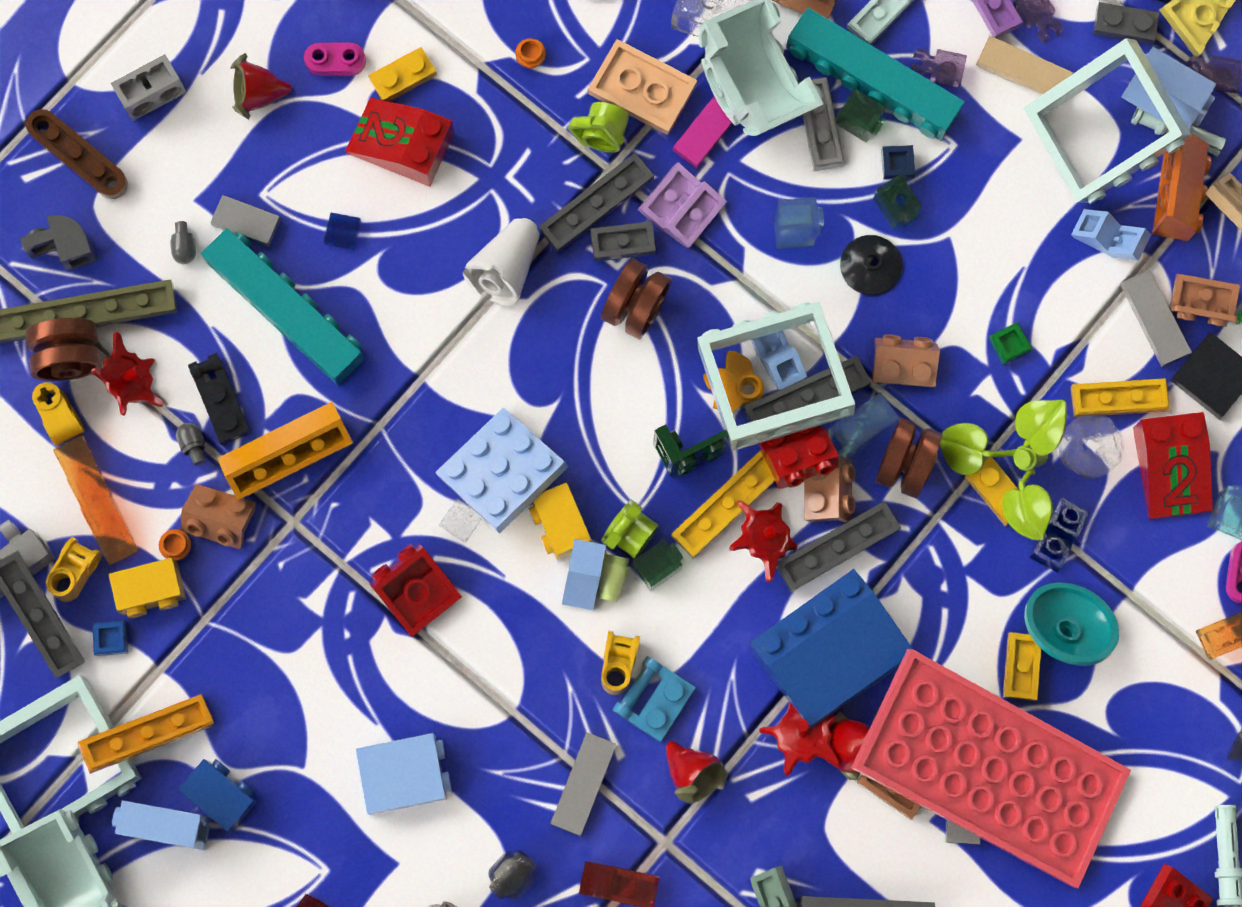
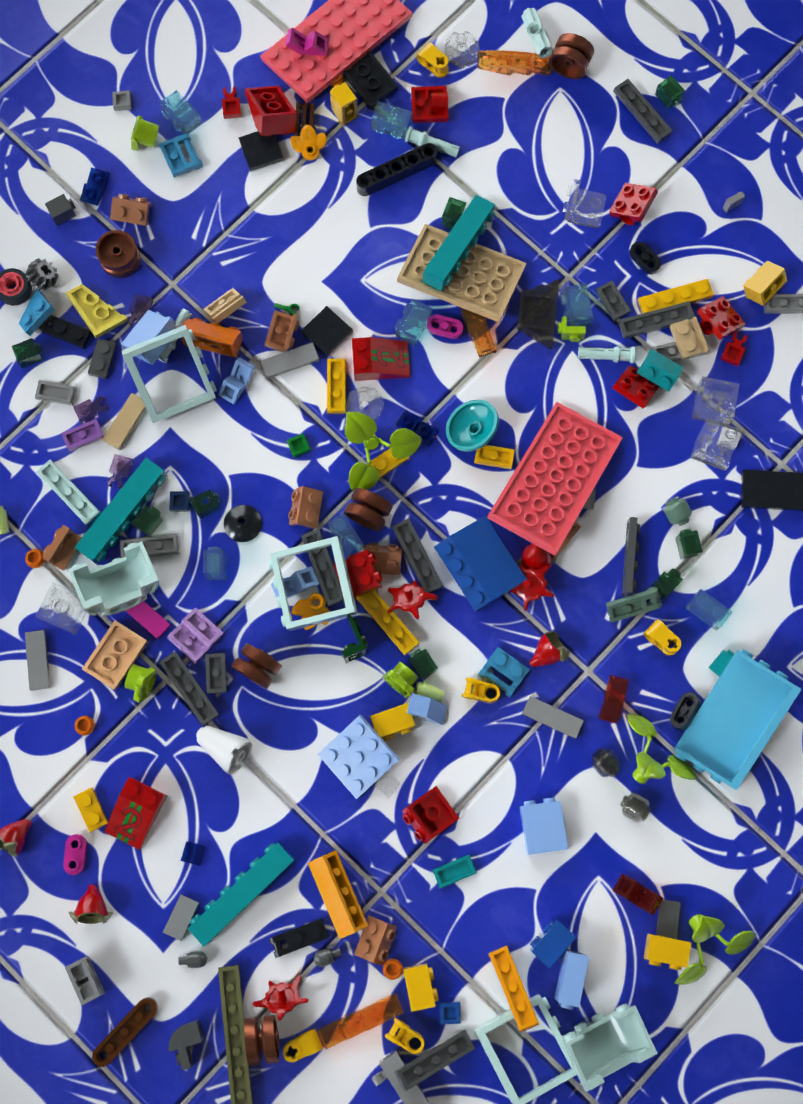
camera: 85 degrees left, 0 degrees up
(328, 634) = (454, 871): none -> teal tile

